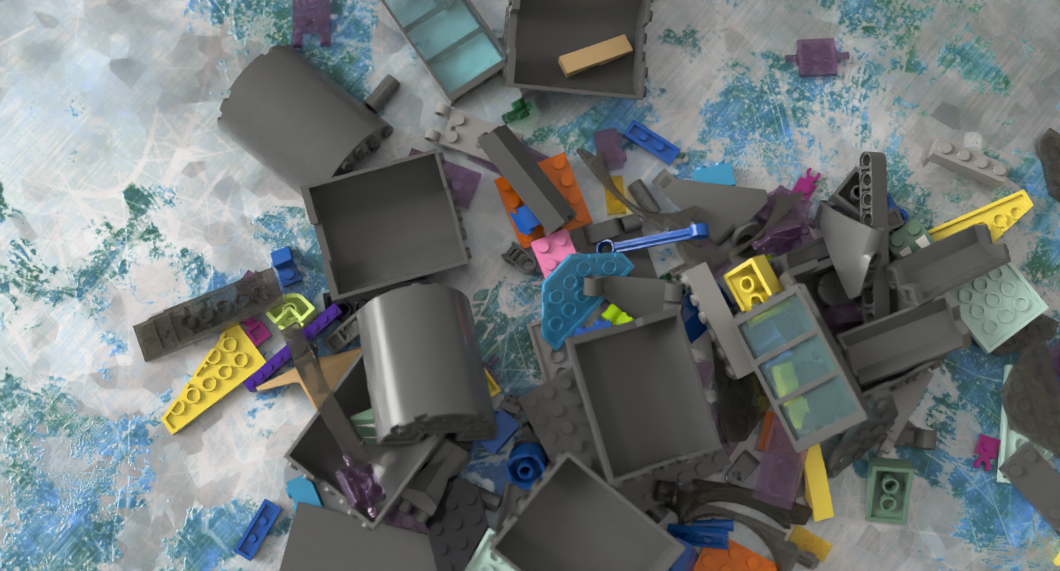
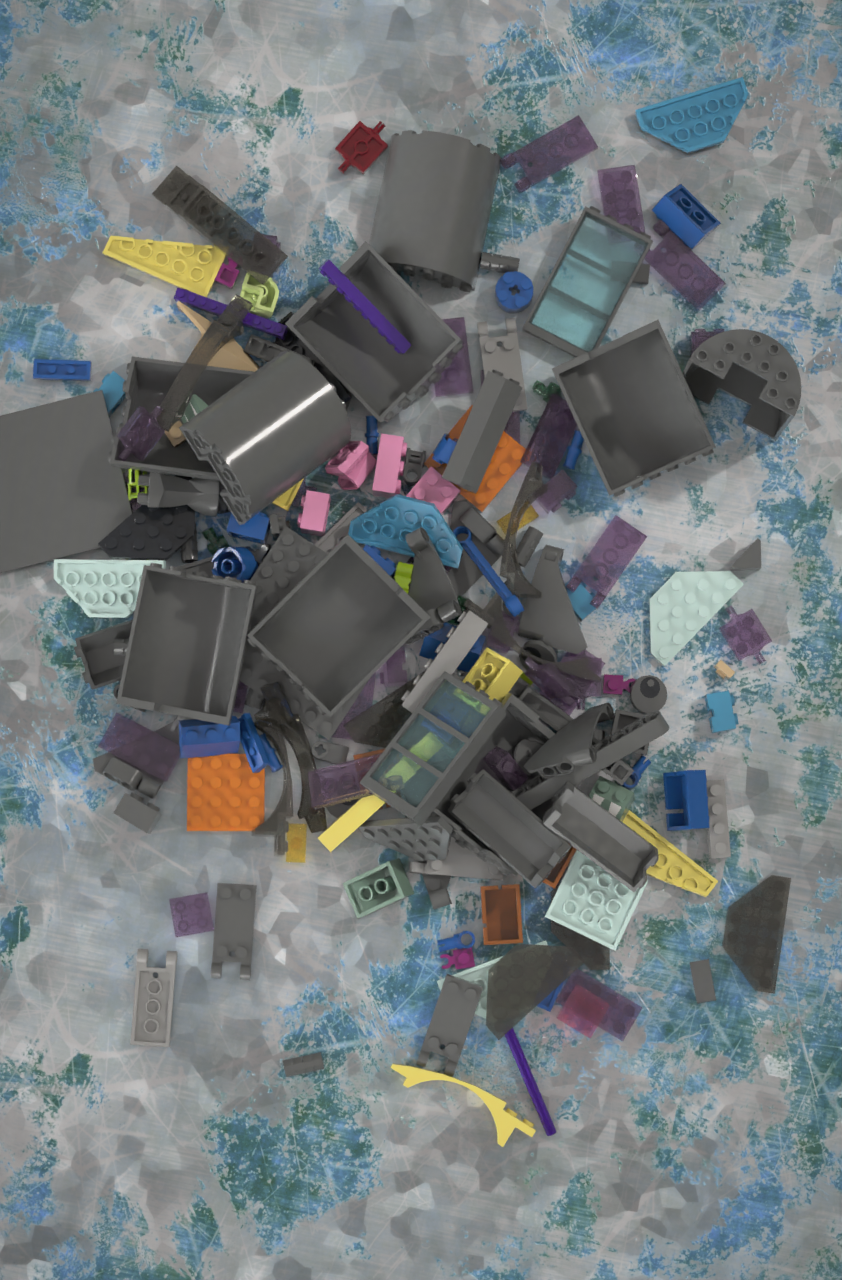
camera: 60 degrees right, 5 degrees up
(212, 157) = (361, 147): none -> dark red plate
(286, 266) = (299, 266): blue slope -> none
(355, 223) = (362, 304): none -> dark purple piece
(378, 453) = (175, 434): none -> tan plate
(409, 102) = (514, 281): none -> blue brick
(410, 526) = (135, 484): none -> lime arm
(472, 281) = (372, 434): none -> blue pin
(491, 311) = (352, 465): none -> bright pink piece
(496, 472) = (215, 542): none -> plate
(510, 279) = (389, 466): none -> bright pink brick
(517, 367) = (315, 513): none -> bright pink brick
(558, 126) = (551, 436): none -> clear purple plate
(580, 115) = (574, 450): none -> blue pin
(594, 55) = (634, 433): tan slope -> none
(651, 142) = (583, 526): blue plate -> none
(693, 136) = (608, 559): none -> clear purple hinge
(752, 19) = (749, 559): none -> dark grey slope
(766, 95) = (685, 607): none -> light aqua plate
(828, 164) = (648, 694): none -> dark grey tile
(839, 90) = (723, 670): none -> tan plate
(875, 110) = (722, 712): none -> dark azure brick
(937, 171) = (688, 792): none -> blue piece
(967, 391) = (501, 914): none -> dark orange piece
(969, 444) = (455, 942): none -> blue pin

